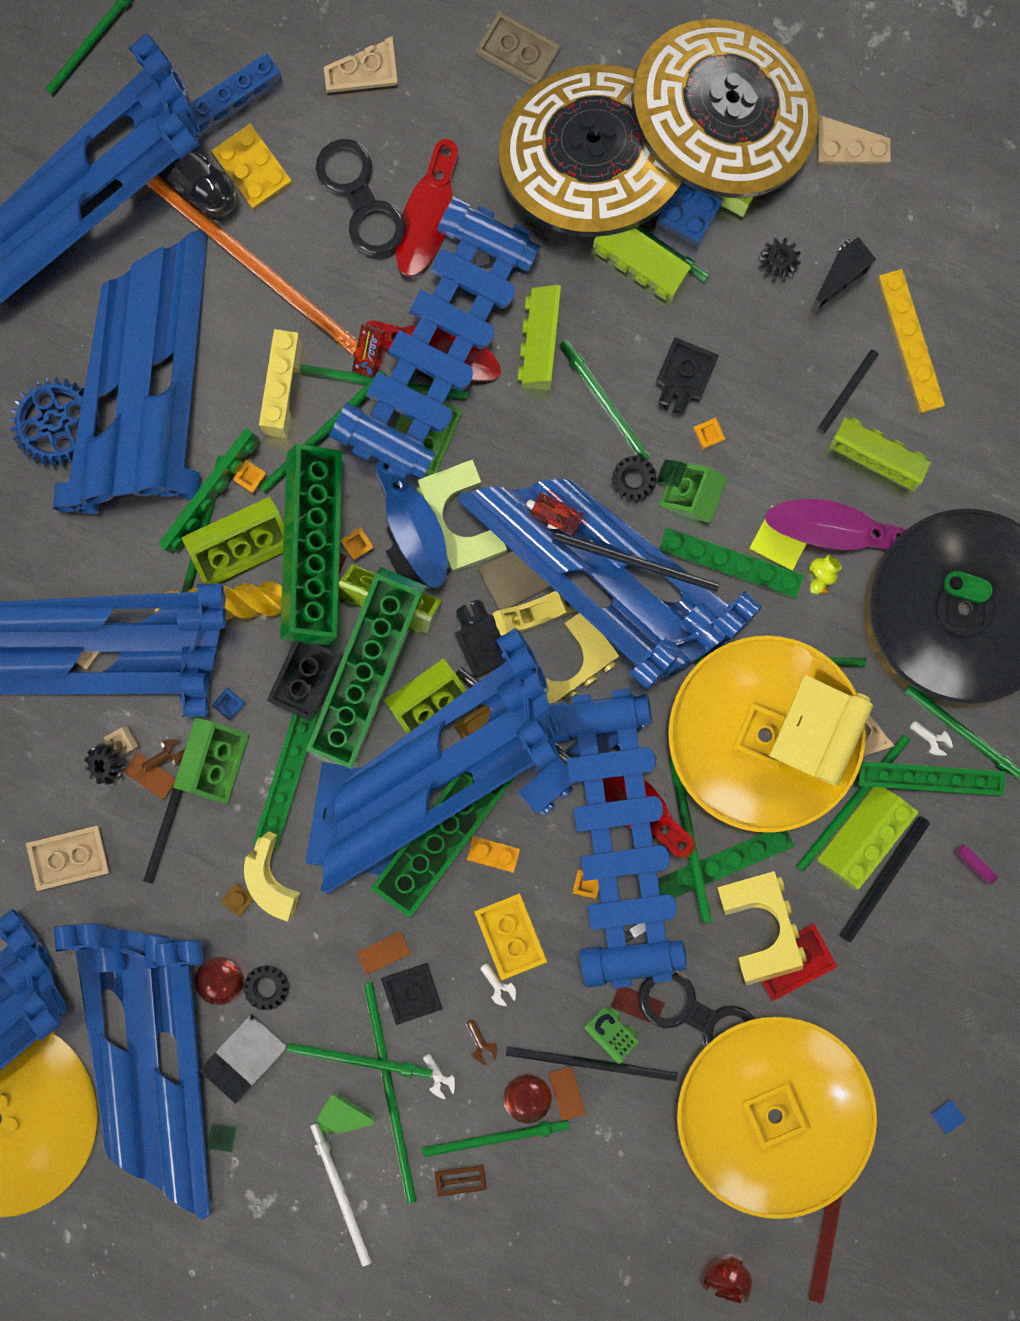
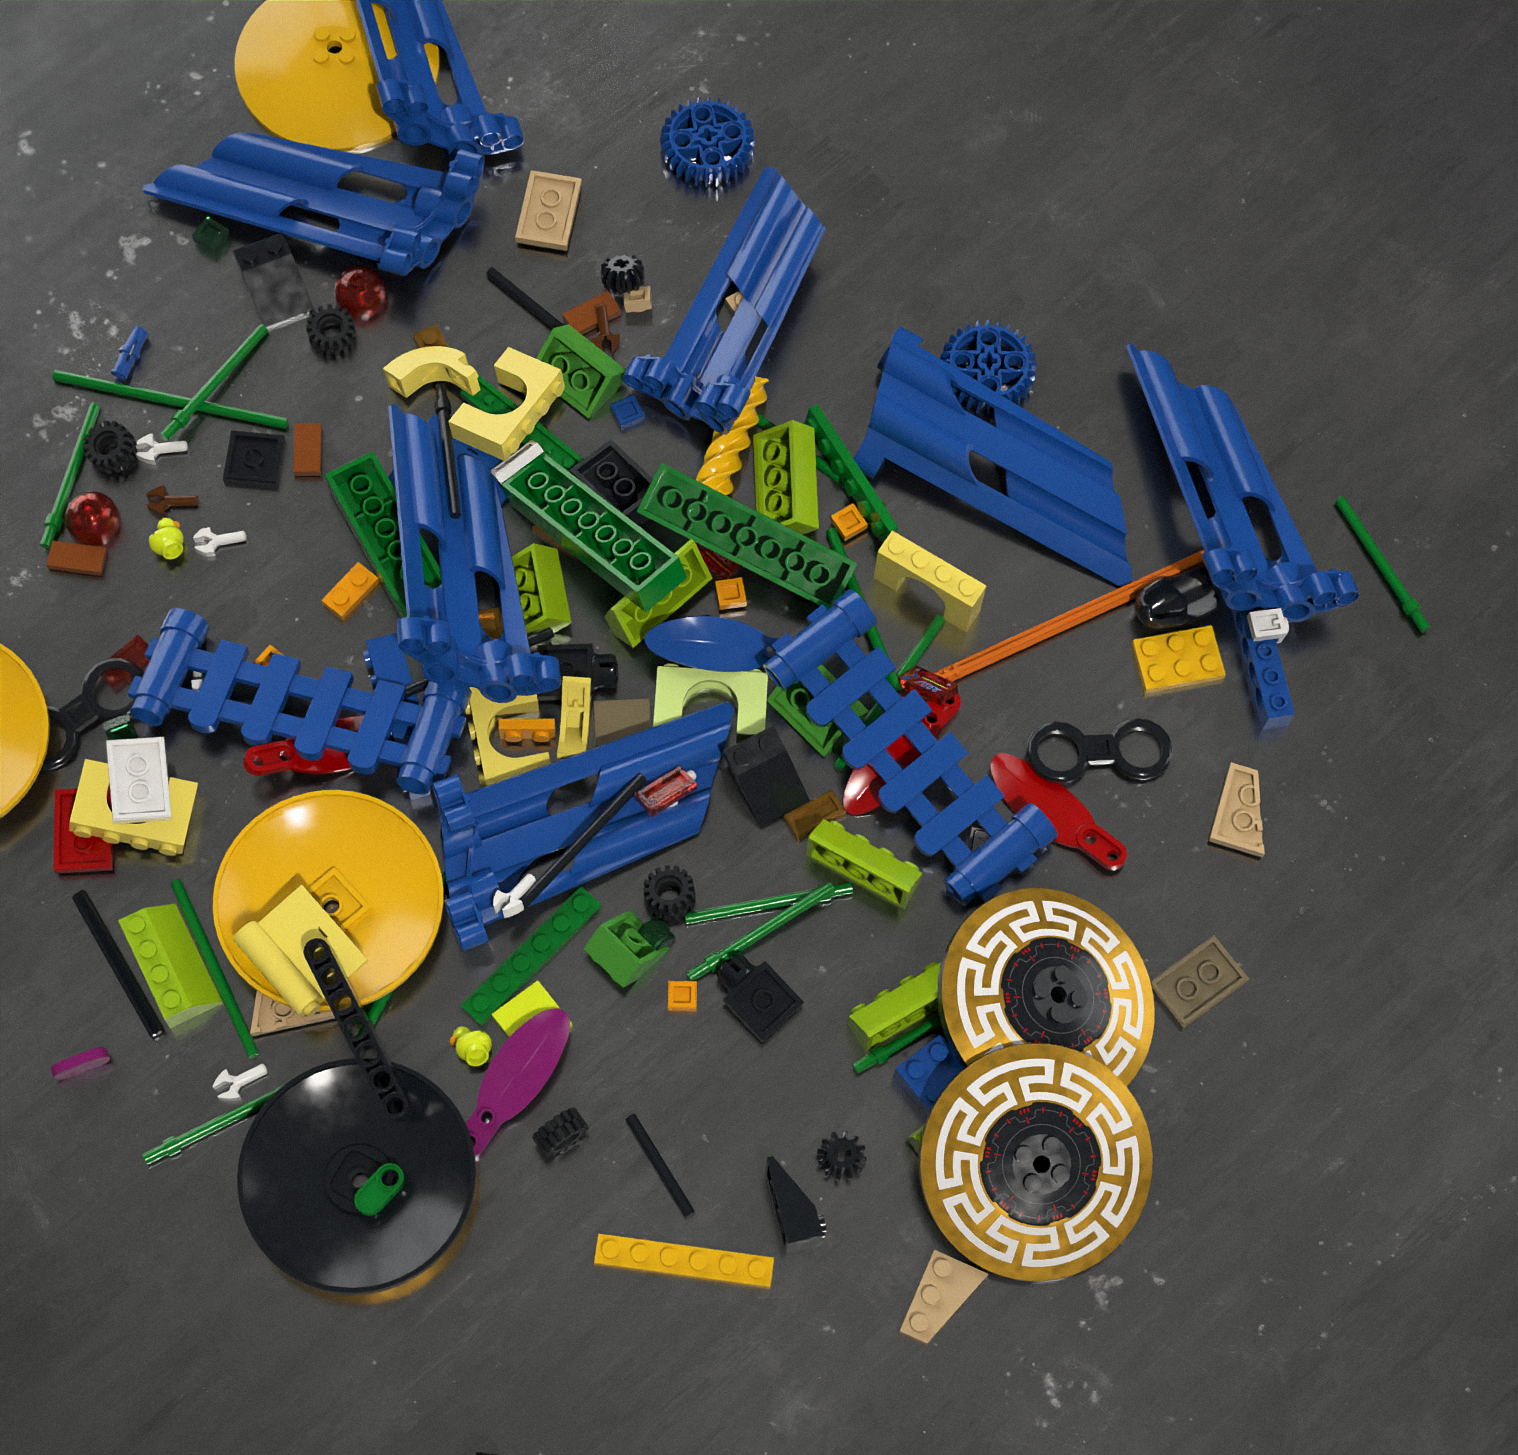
camera: 110 degrees right, 15 degrees down
(202, 97) = (1268, 625): none -> white bracket
(298, 855) = (443, 410): none -> black bar
(305, 790) = (503, 433): none -> light yellow arch
(322, 768) = (516, 461): none -> white tile
(323, 1147) = (149, 318): white bar -> none
(342, 1116) = (168, 342): bright green slope -> none
(363, 1147) = (122, 367): none -> blue pin
(439, 1182) = (56, 437): reddish brown tile -> none
(452, 1103) = (101, 437): none -> black tyre
(503, 445) = (766, 775): none -> black slope
(510, 936) = (258, 570): yellow plate -> none
(515, 396) = (809, 815): none -> pearl gold tile
(519, 1023) = (167, 539): none -> neon yellow animal
(554, 660) = (517, 729): none -> light orange plate
(591, 1063) = (92, 595): black piece -> none
(612, 1034) = (107, 616): bright green slope -> none
(671, 420) = (714, 961): none -> green bar
(694, 857) = (236, 774): green piece -> none
(699, 976) = (120, 728): none -> clear green plate
(700, 589) = (511, 899): none -> white bar
(727, 862) = (221, 800): green plate -> none
(742, 931) = (138, 780): none -> white tile
(863, 472) = (560, 1132): none -> black tyre
(875, 648) = (351, 1017): none -> black beam
(880, 454) = (572, 1161): lime slope -> none
(931, 778) = (194, 1056): green plate -> none

